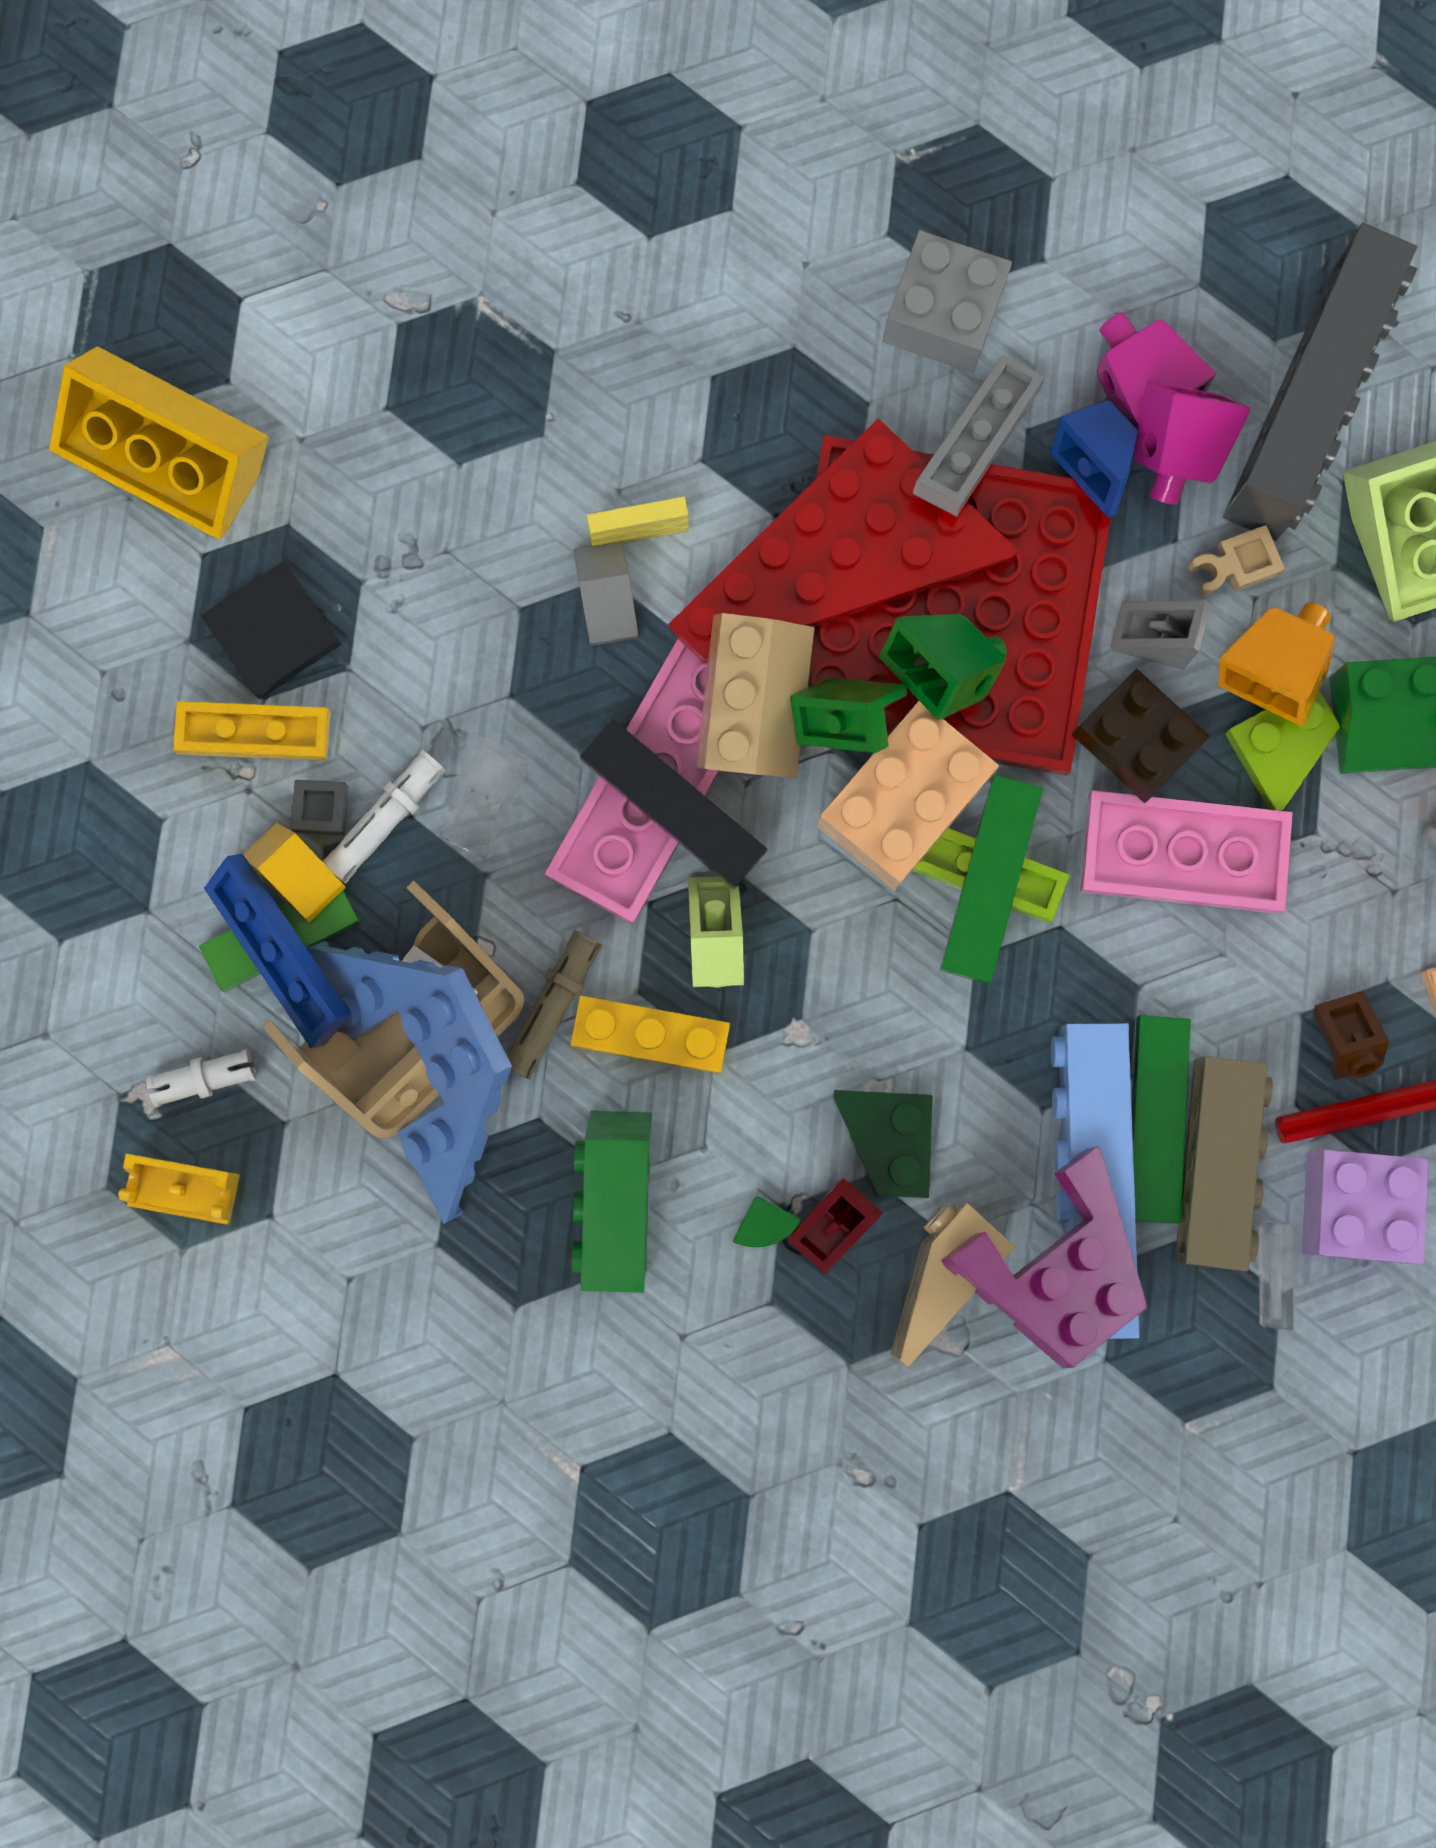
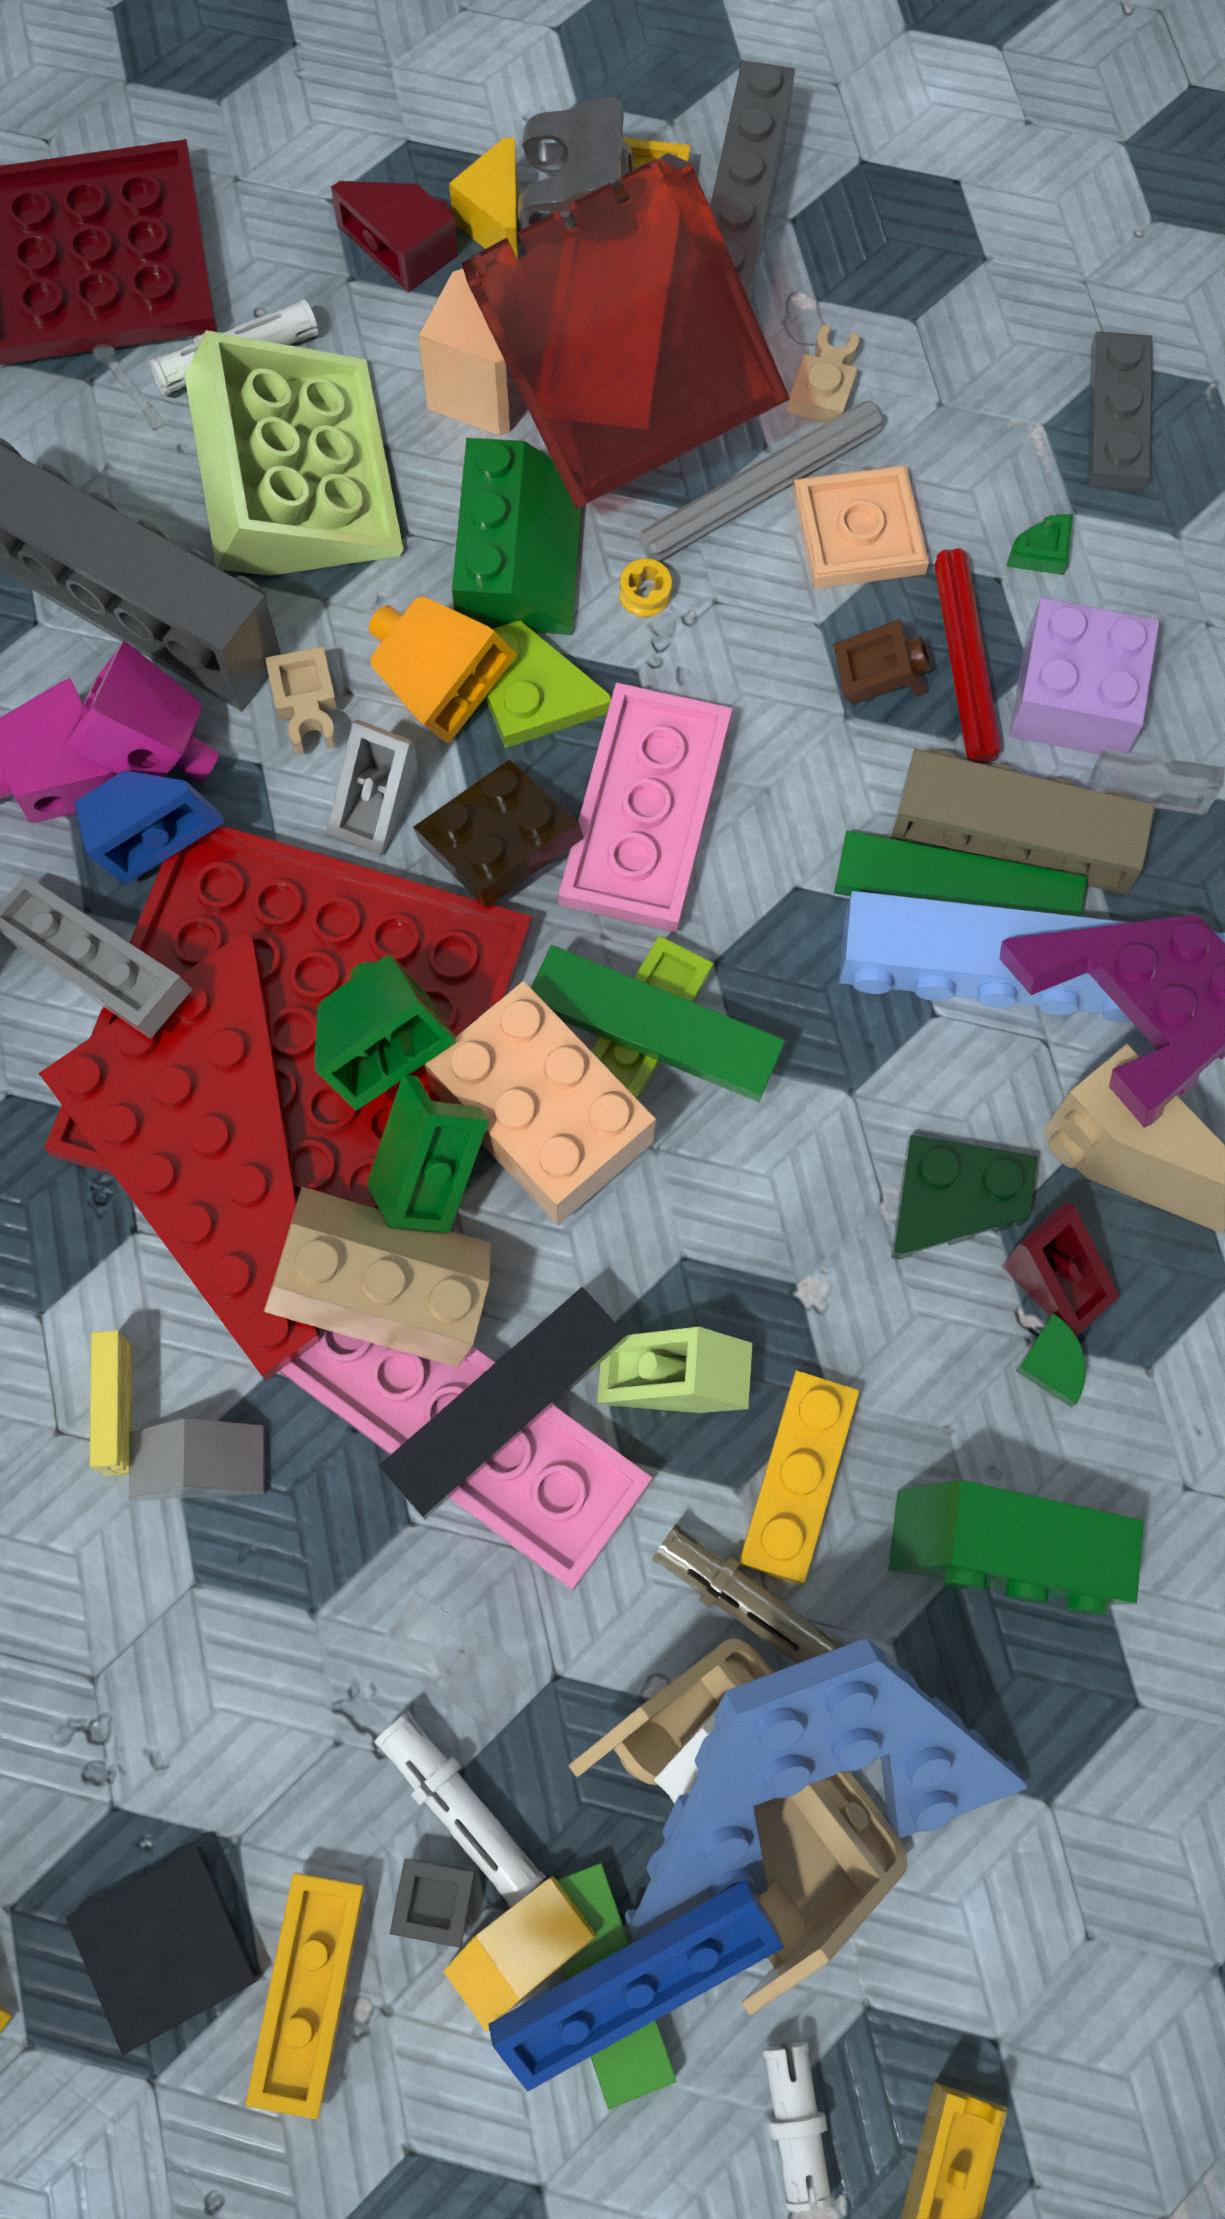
camera: 80 degrees left, 10 degrees down
(1404, 818) = (633, 576): none -> yellow bush

